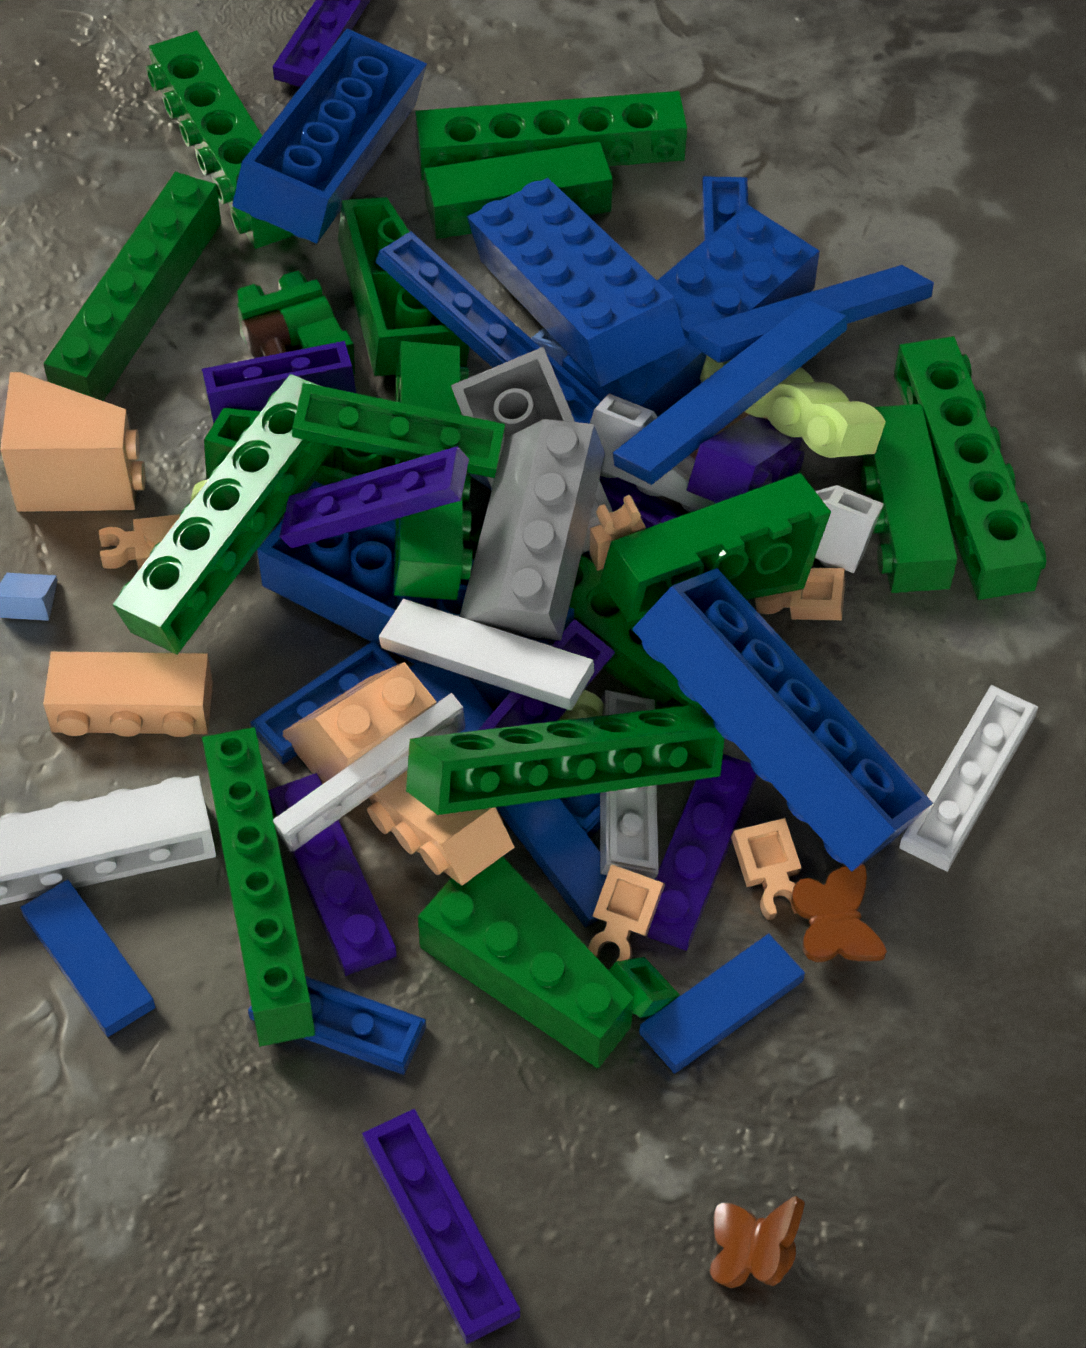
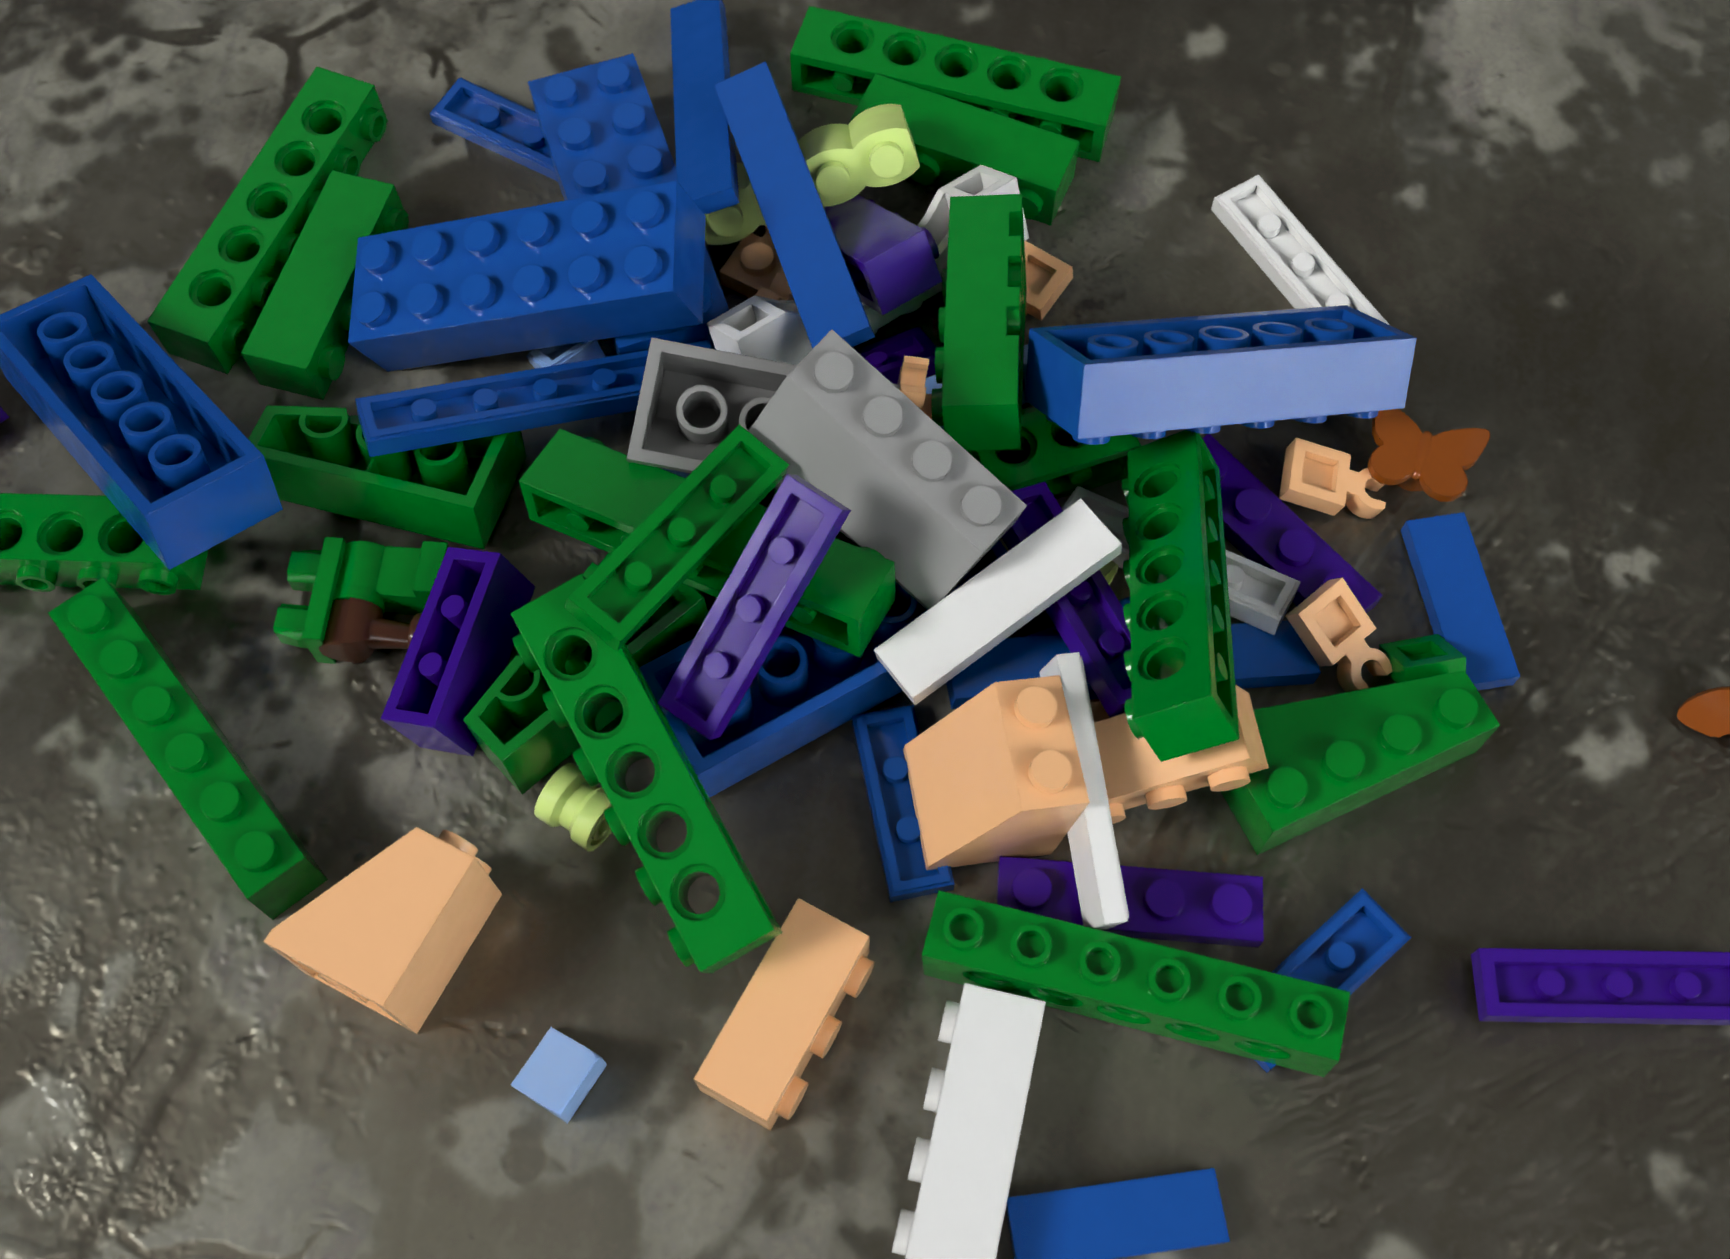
camera: 60 degrees left, 10 degrees up
(134, 544) = (569, 892): light nougat plate -> none

